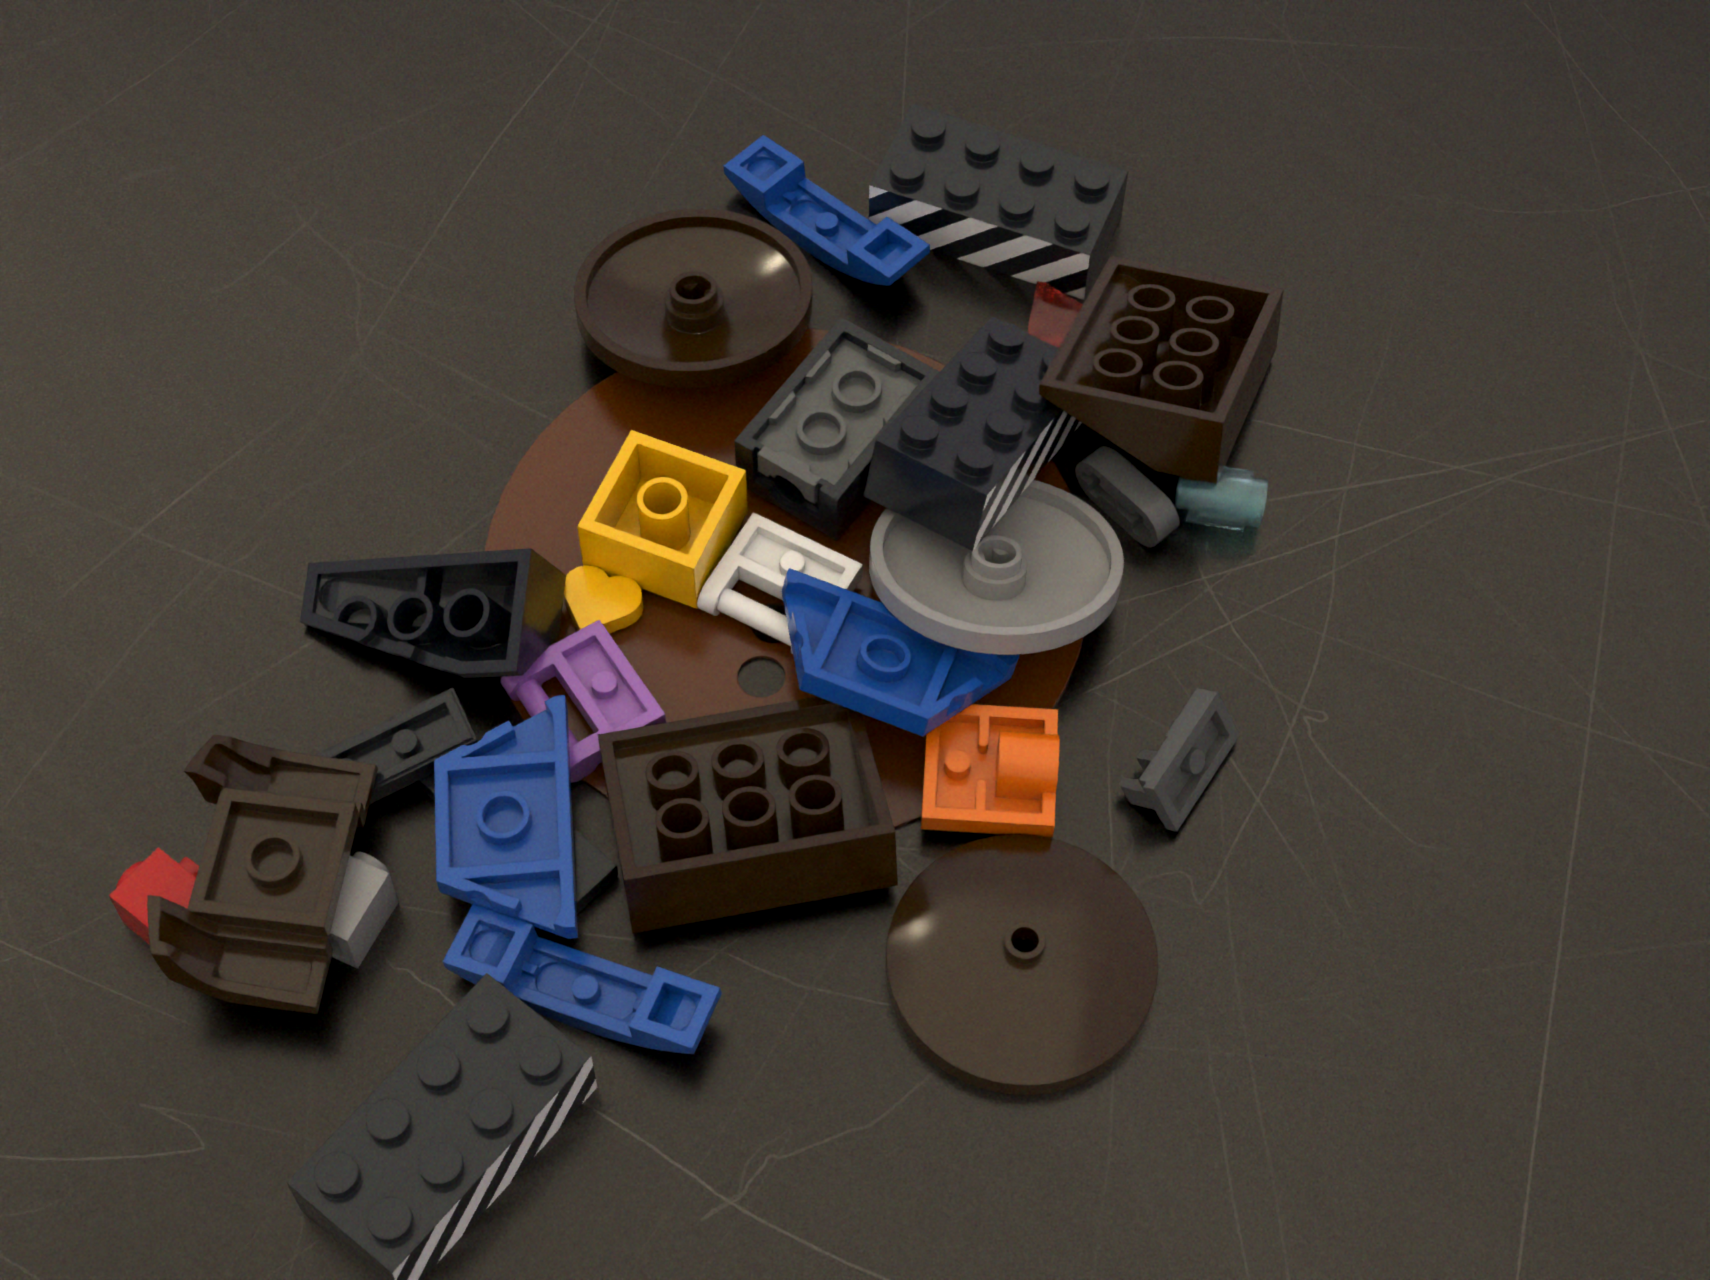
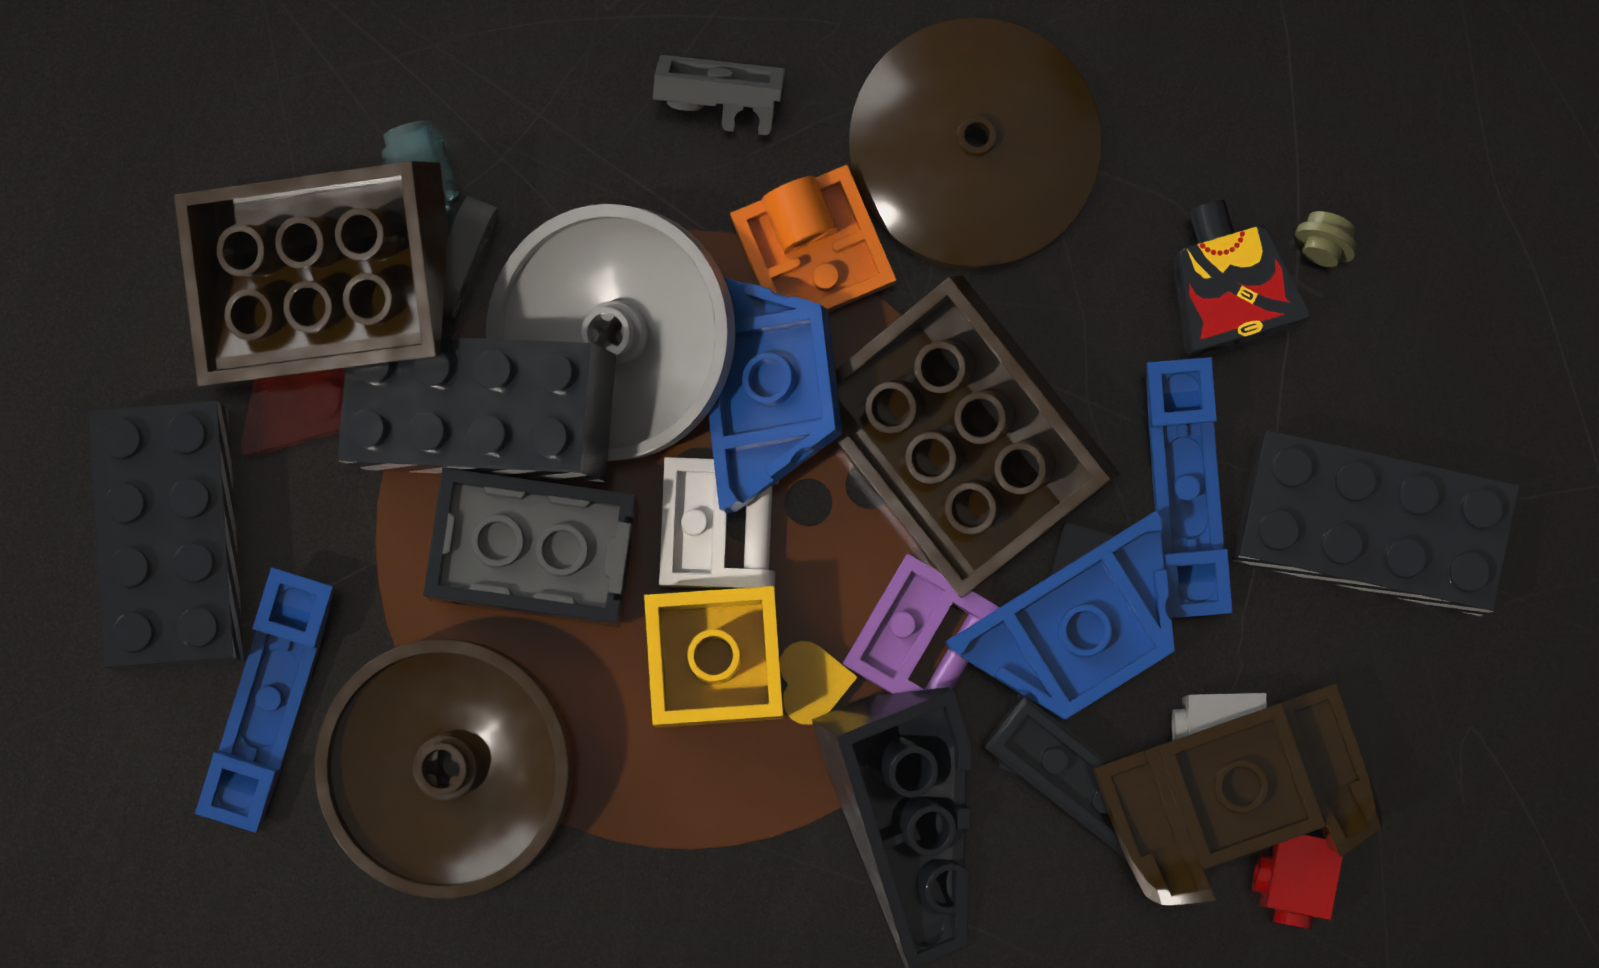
camera: 115 degrees left, 25 degrees up
(752, 1236) = (1326, 239): none -> olive plate
(754, 1120) = (1232, 285): none -> torso

